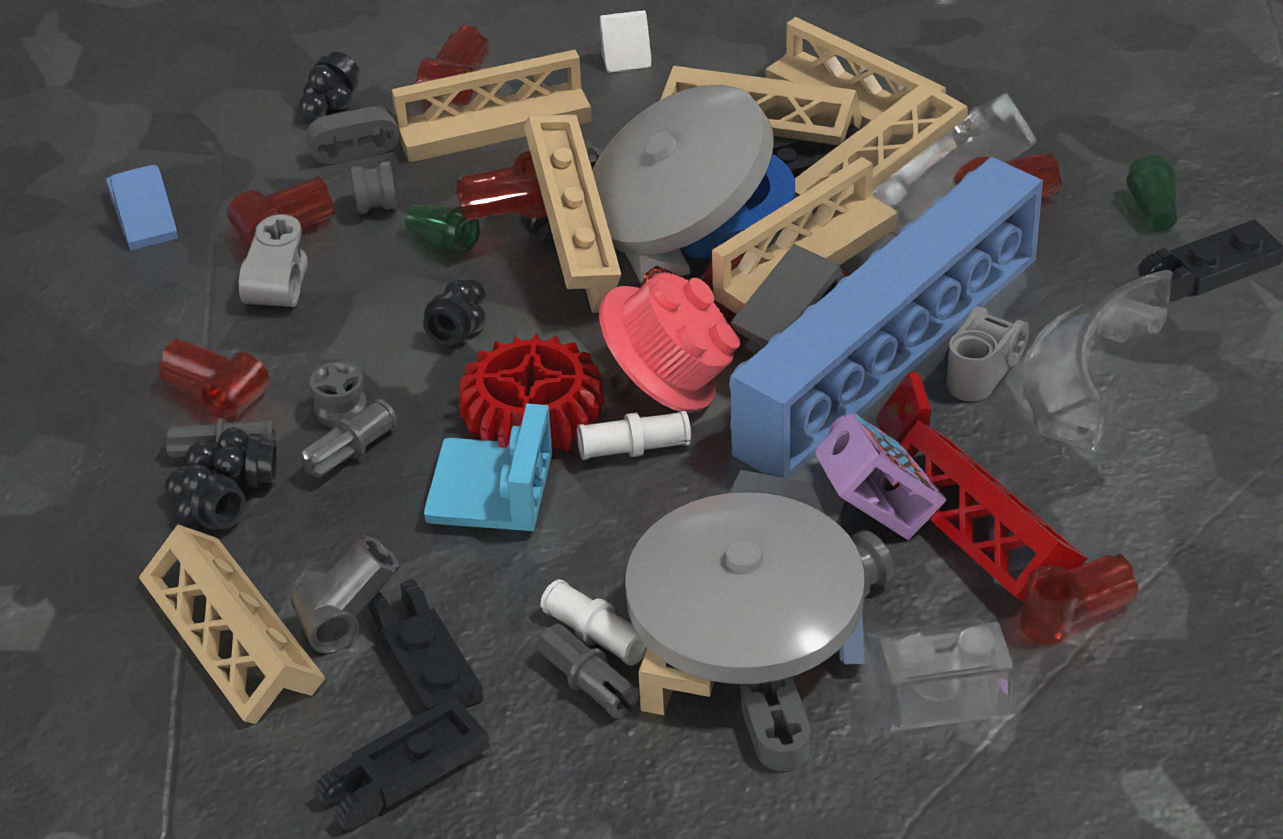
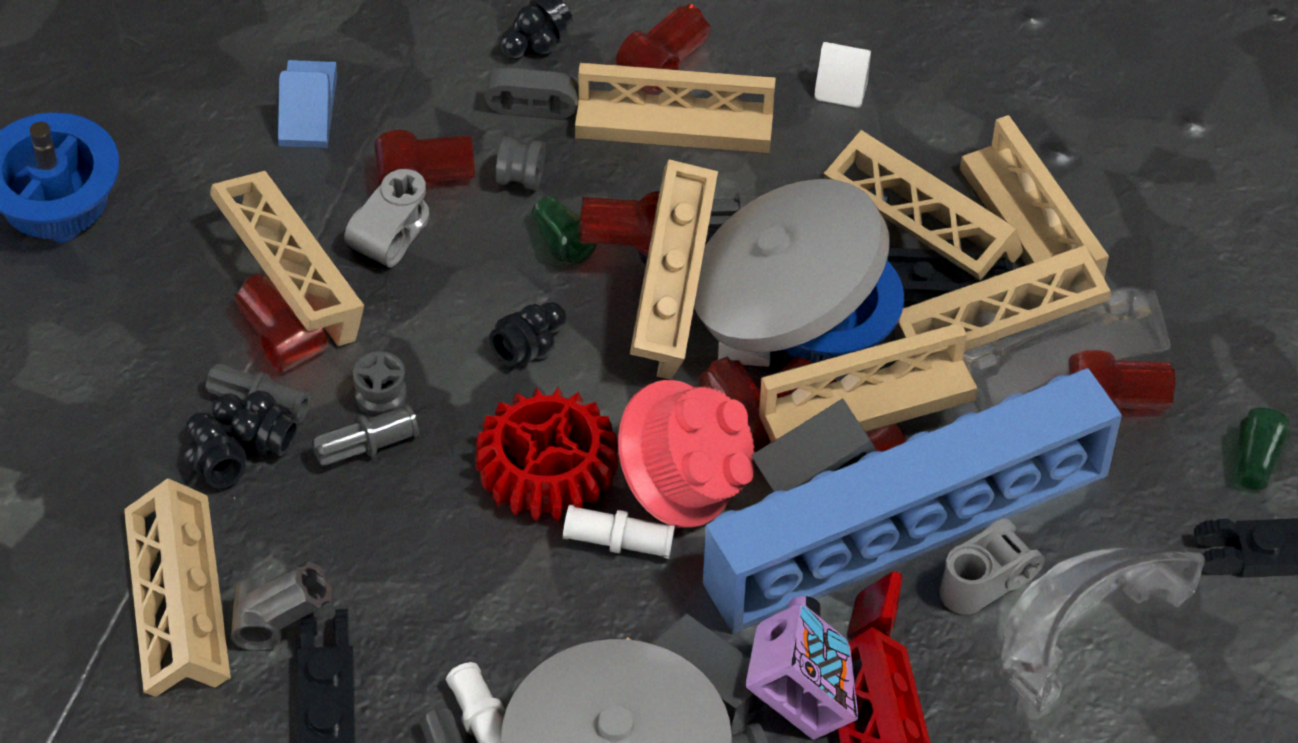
camera: 20 degrees right, 10 degrees up
(199, 316) = (290, 256): none -> tan fence
(492, 484) = (469, 532): medium azure bracket -> none

